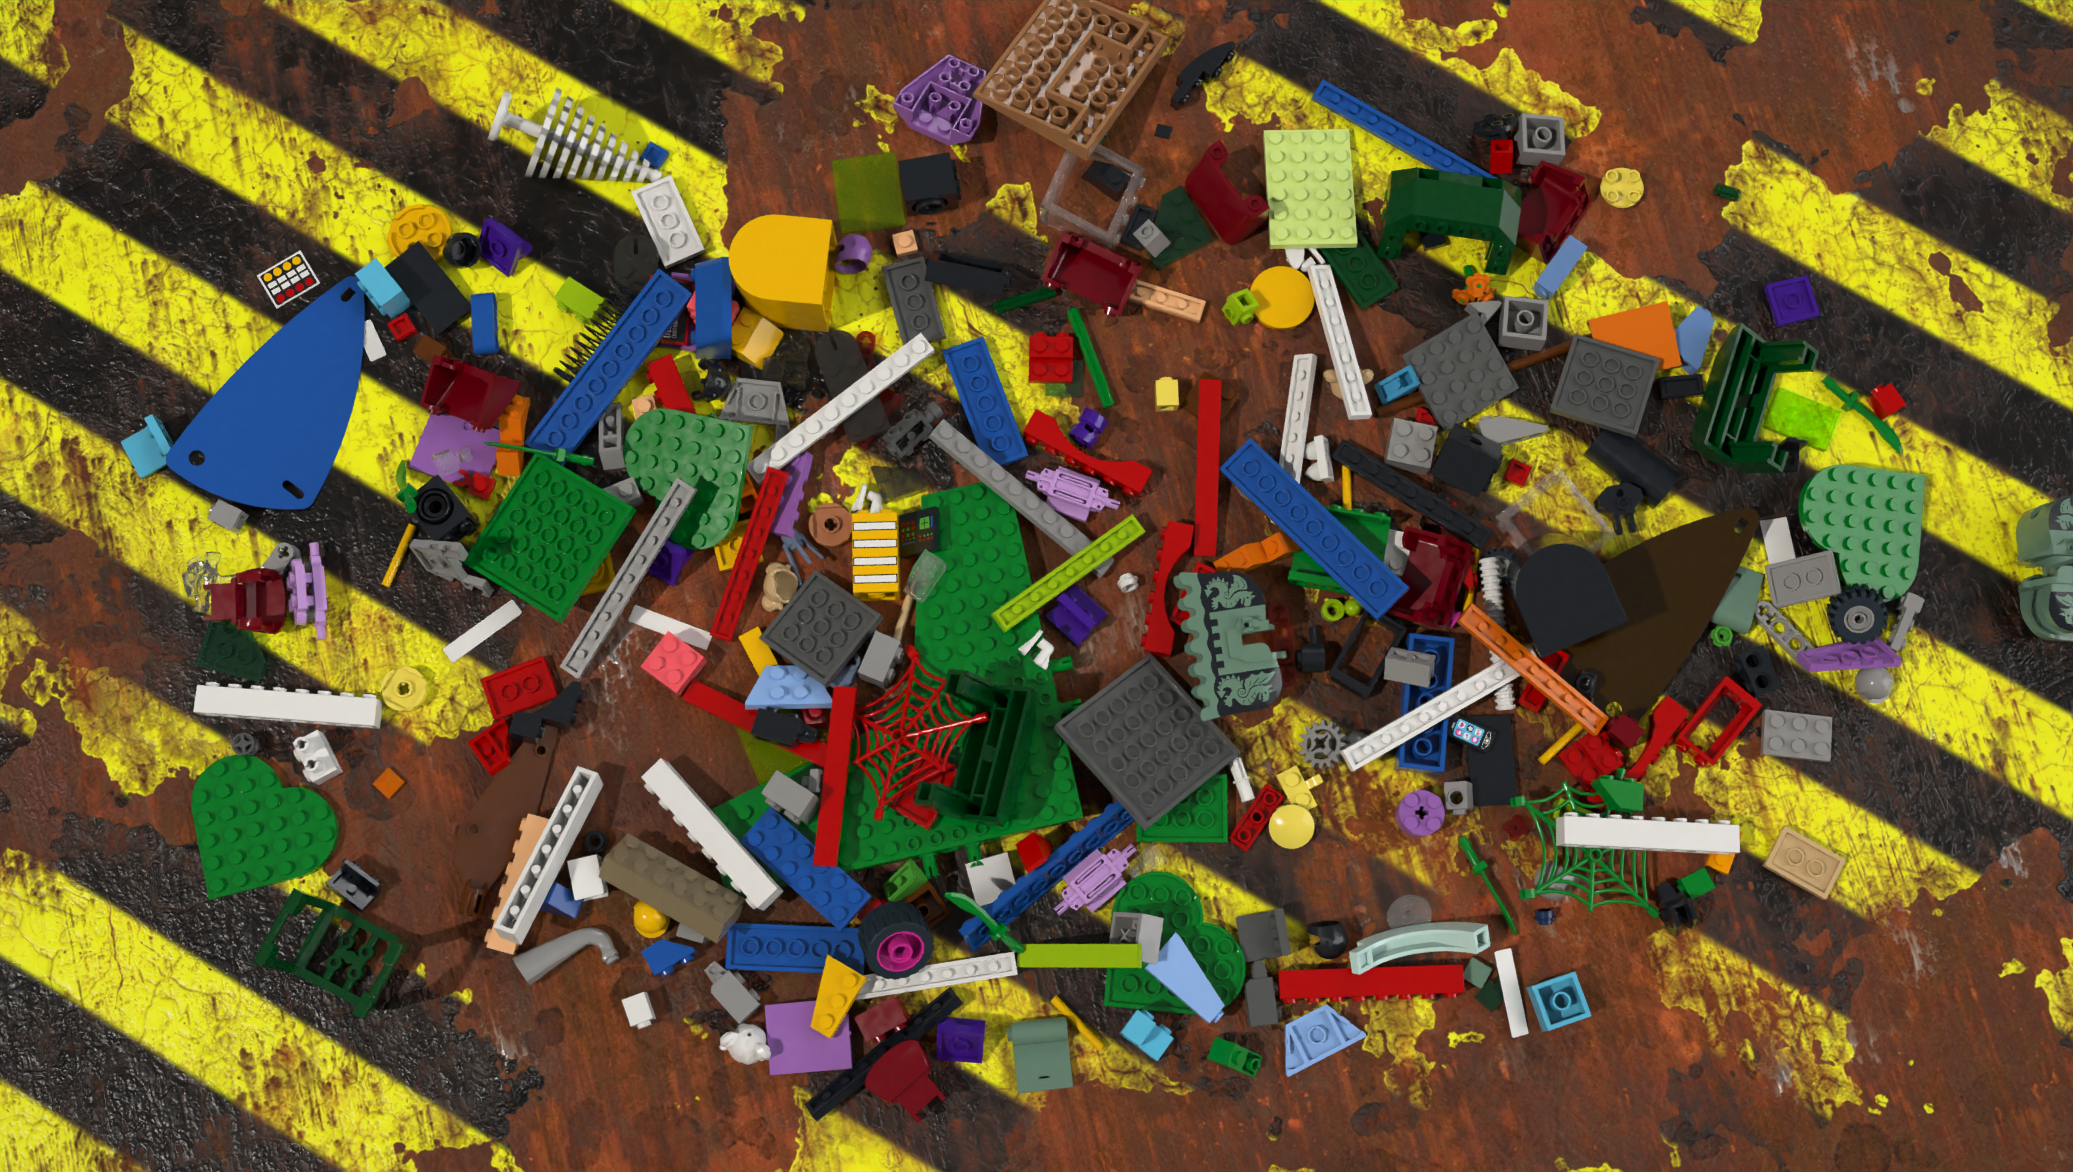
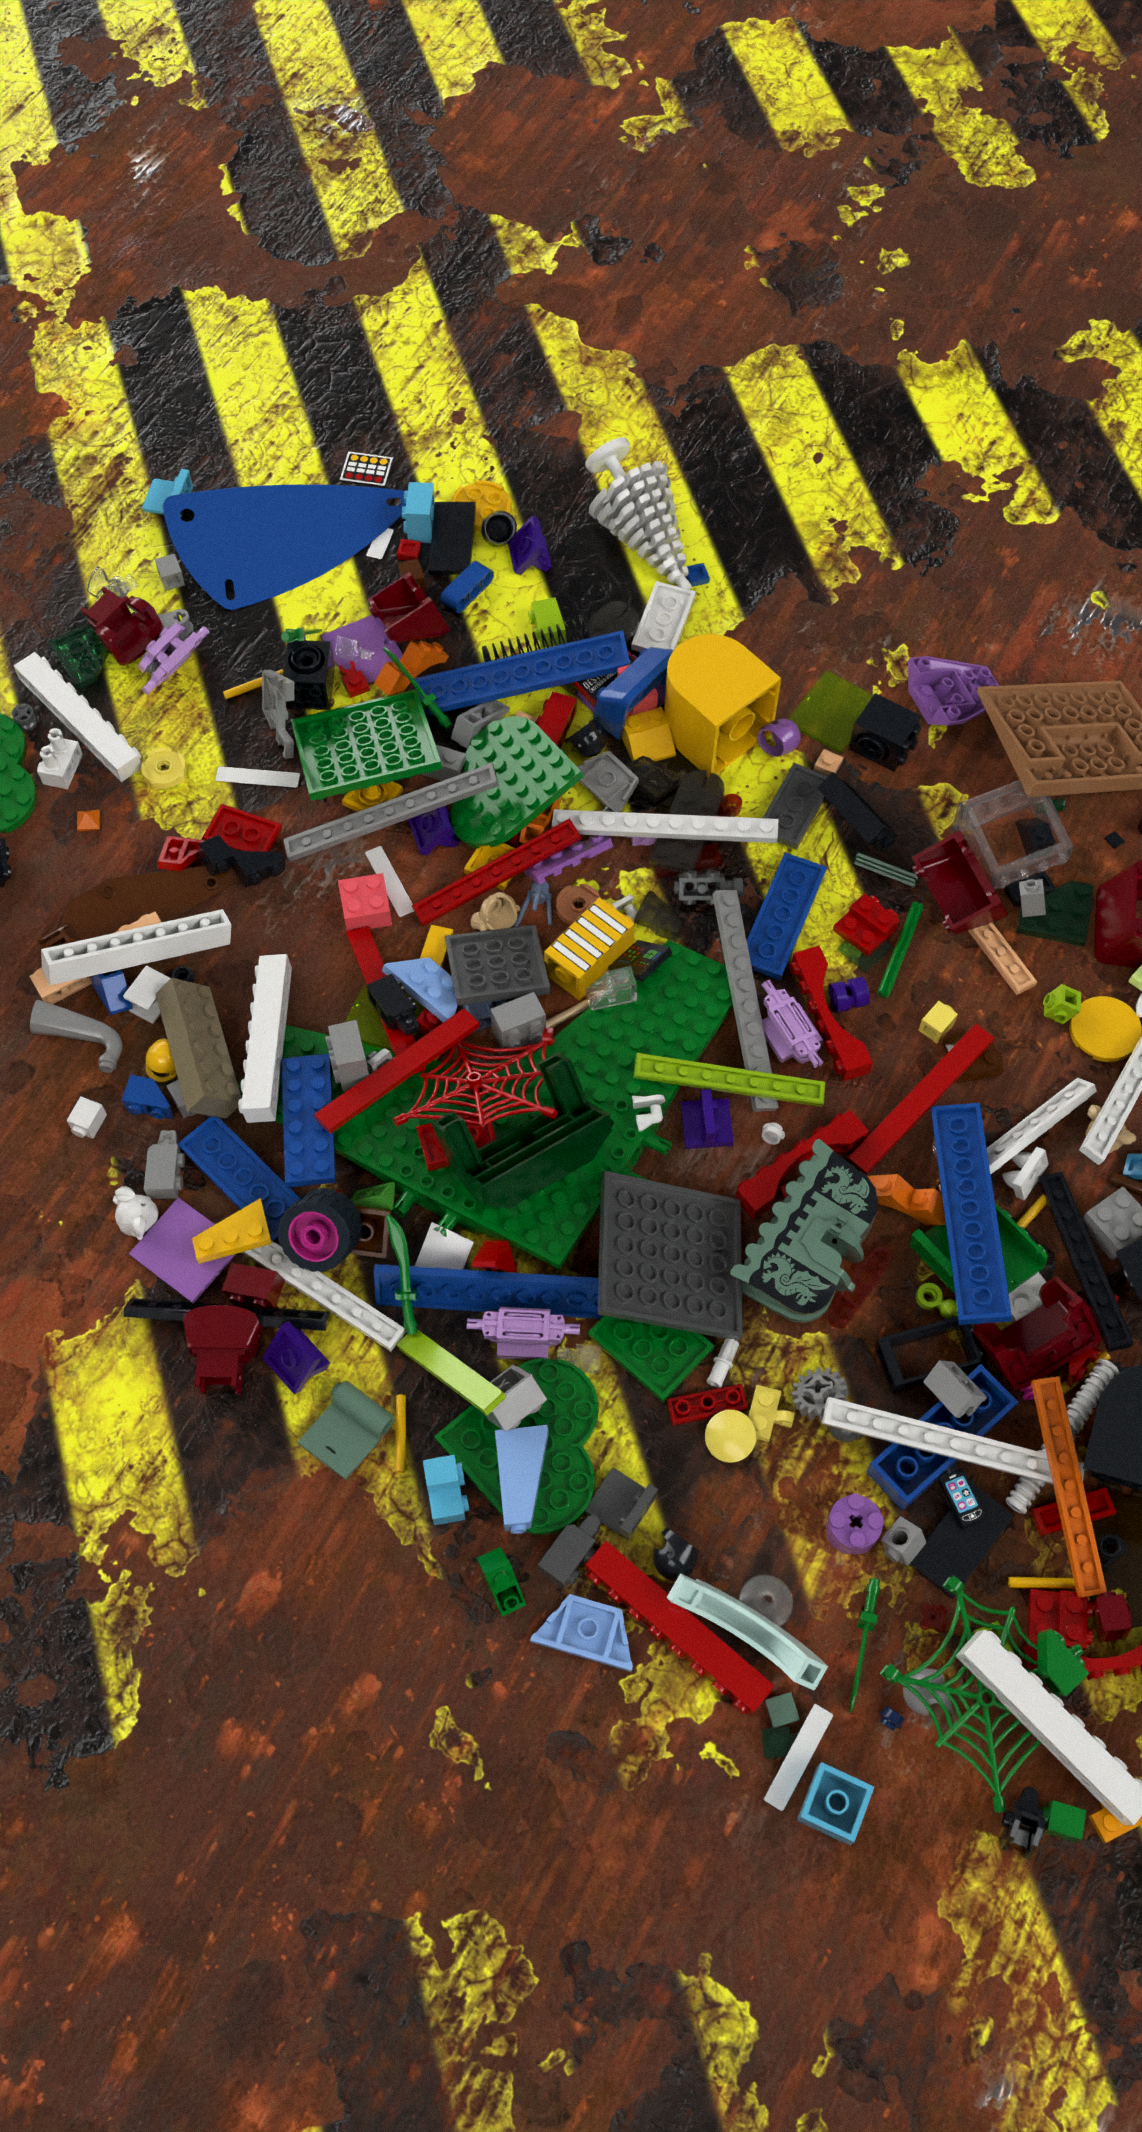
camera: 45 degrees right, 15 degrees down
(1311, 656) = (875, 1315): black piece -> none

